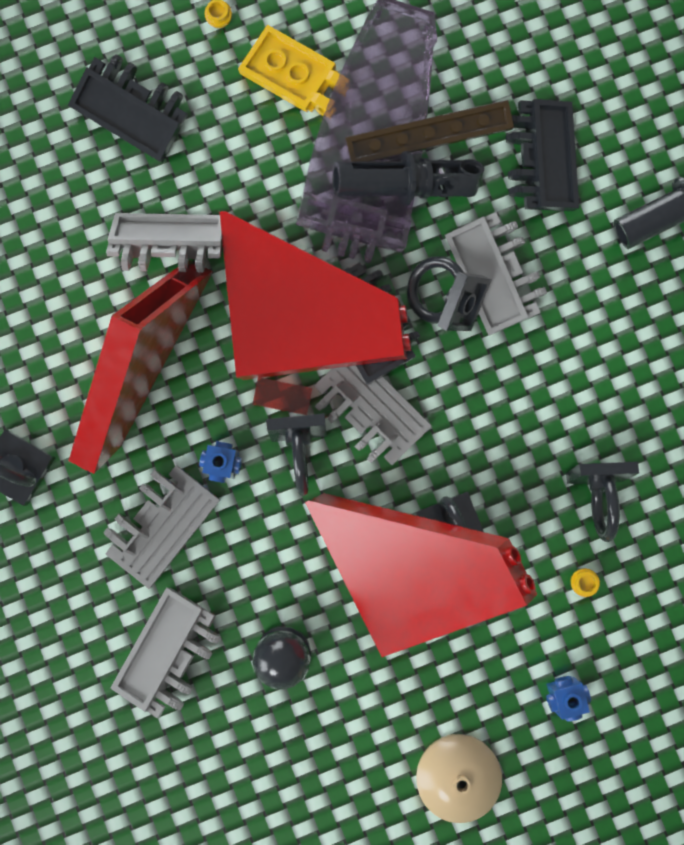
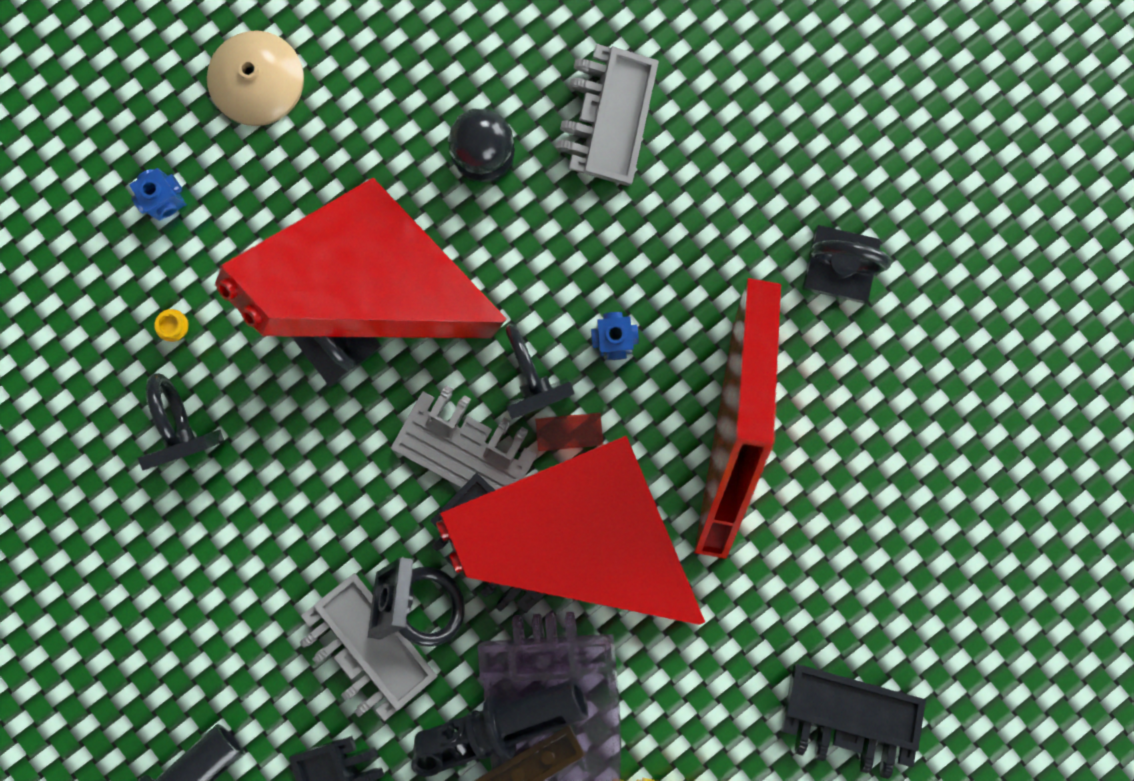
camera: 165 degrees right, 0 degrees up
(164, 527) = (655, 247): light grey hinge -> none
(165, 236) = (759, 576): light grey hinge -> none

